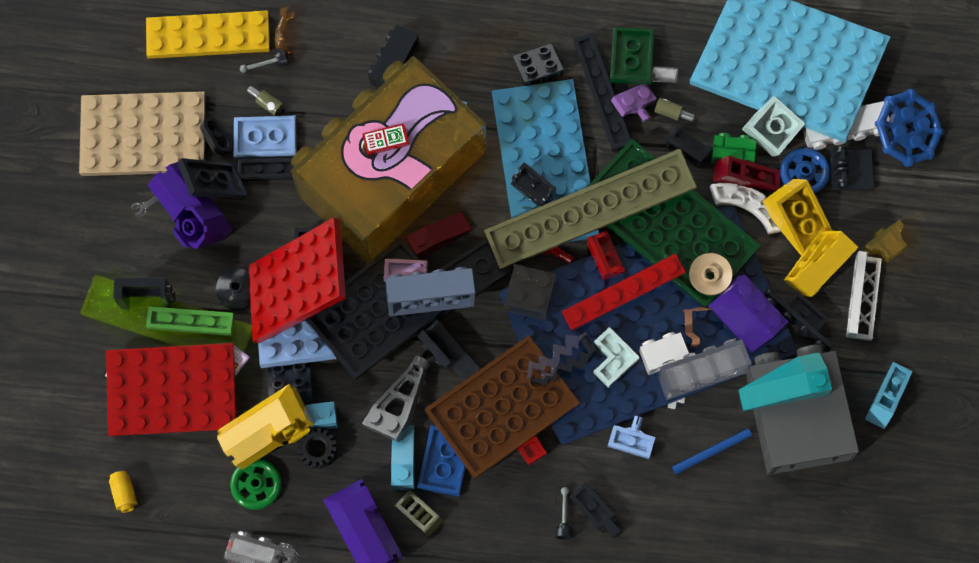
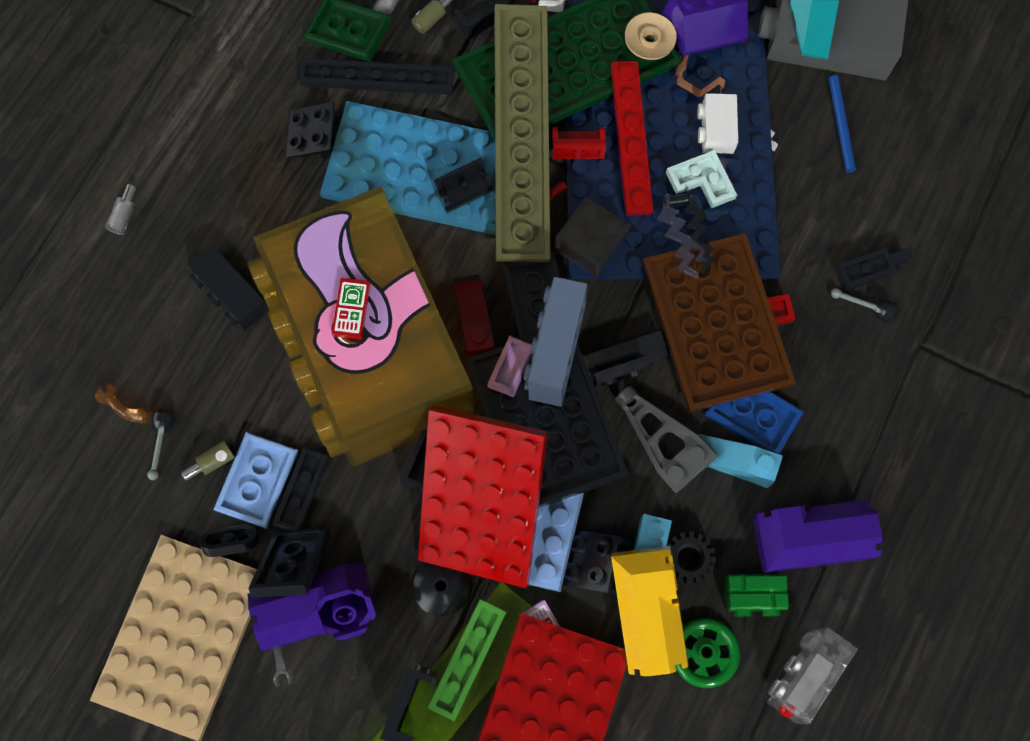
camera: 75 degrees left, 0 degrees up
(207, 34) = (84, 505): yellow plate -> none
(308, 502) = (756, 593): none -> green brick
(431, 516) = (828, 455): olive slope -> none
(632, 440) = (802, 198): light blue plate -> none
(634, 101) = (405, 46): medium lavender plate -> none
(704, 368) = (758, 85): clear brick -> none

